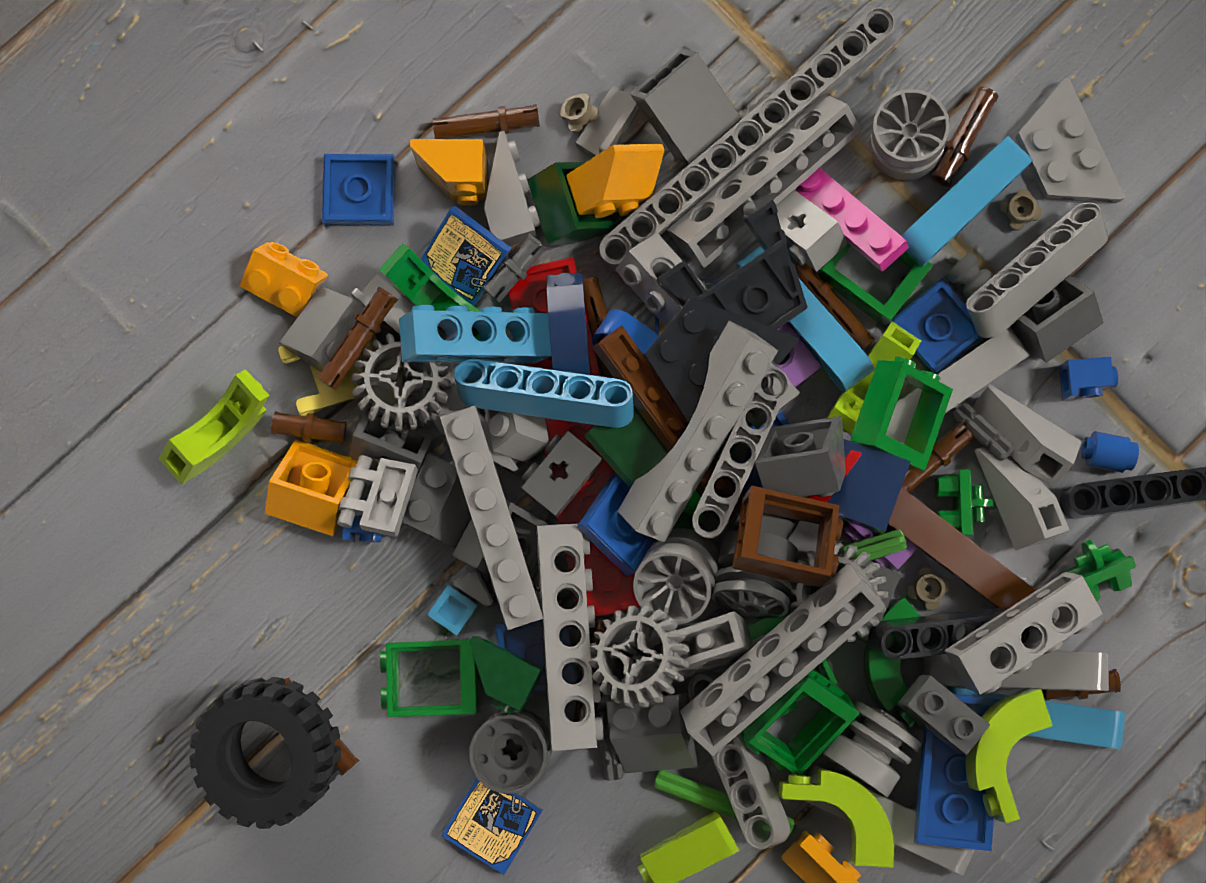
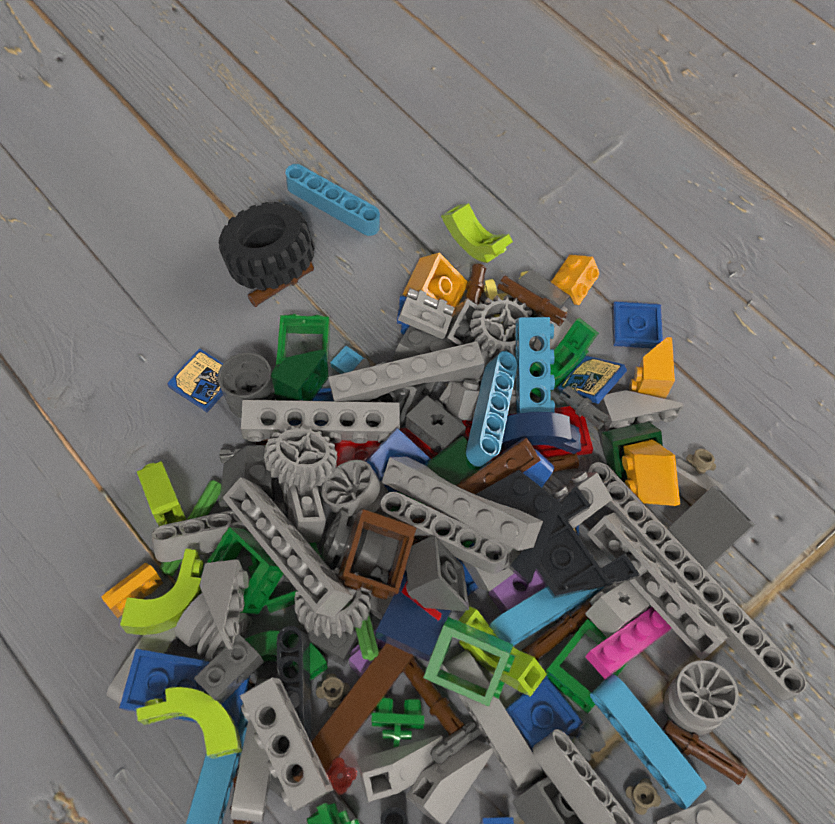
camera: 90 degrees right, 20 degrees down
(137, 669) = (333, 199): none -> dark azure beam
(486, 122) = (692, 411): reddish brown pin -> none
(849, 735) = (223, 590): none -> light grey slope
(1035, 568) = (343, 783): none -> clear red plate

